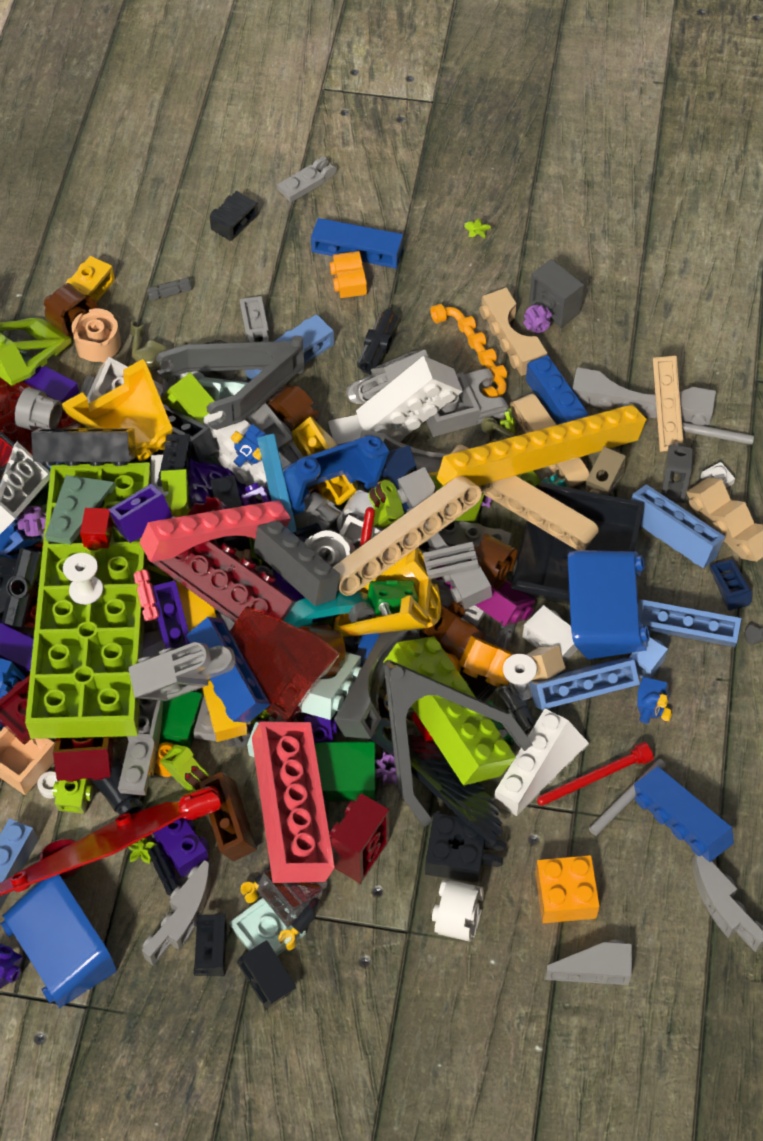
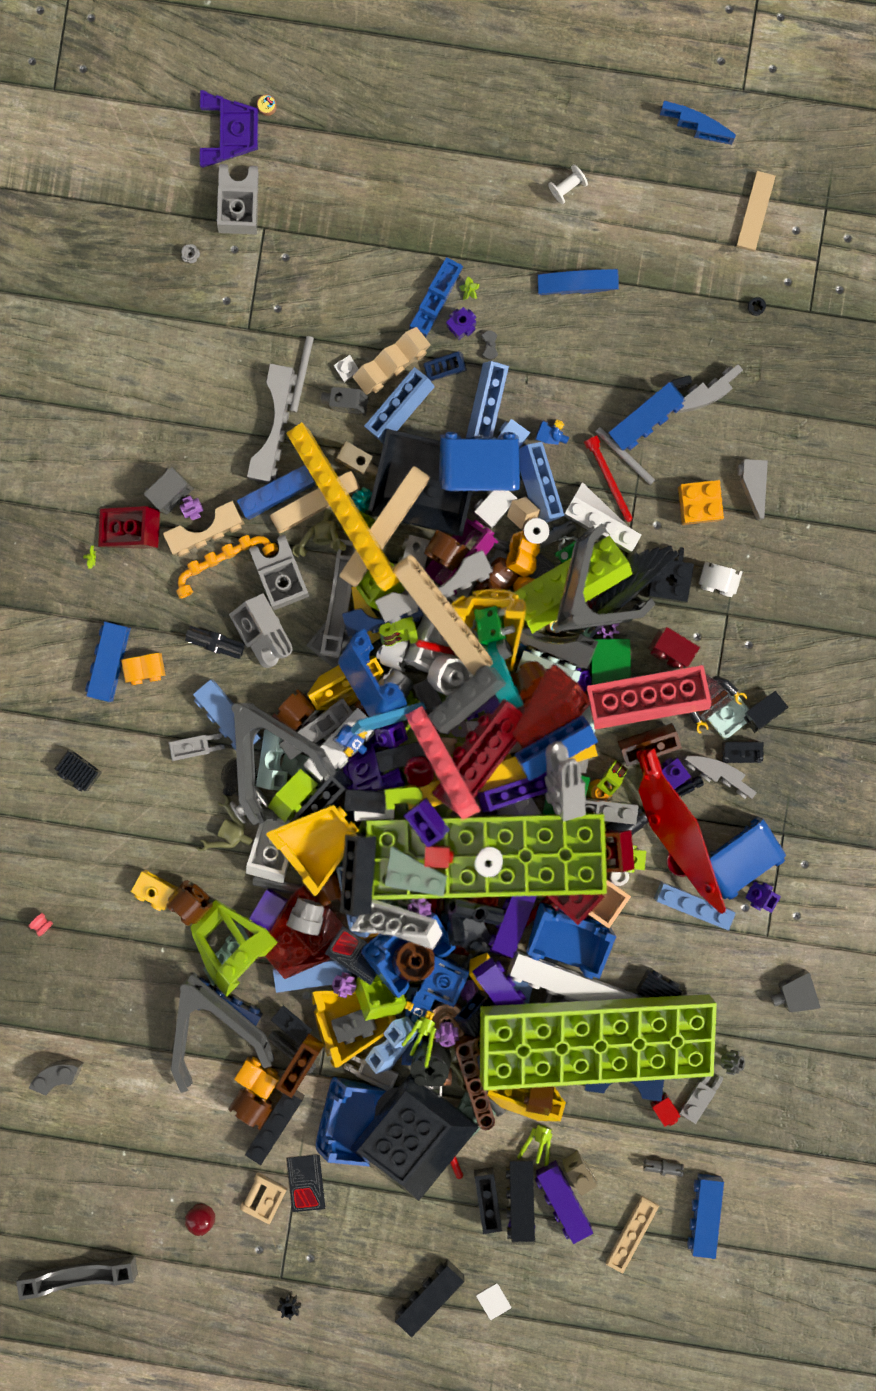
camera: 90 degrees left, 30 degrees up
(62, 182) = (40, 924): none -> coral wheel
(96, 335) = (204, 883): light nougat brick -> none
(146, 595) = (496, 813): coral axle -> none
(169, 289) = (158, 821): dark grey axle -> none
(306, 179) = (33, 709): light grey hinge -> none
(345, 429) = (300, 666): white sticker -> none
(410, 399) = (297, 614): white brick -> none
(450, 556) = (470, 581): light grey tile -> none
(510, 422) = (297, 534): lime plant -> none
(511, 263) = (129, 527): none -> dark red slope
(667, 401) = (285, 403): tan tile -> none
(734, 865) = (682, 382): none -> black tile

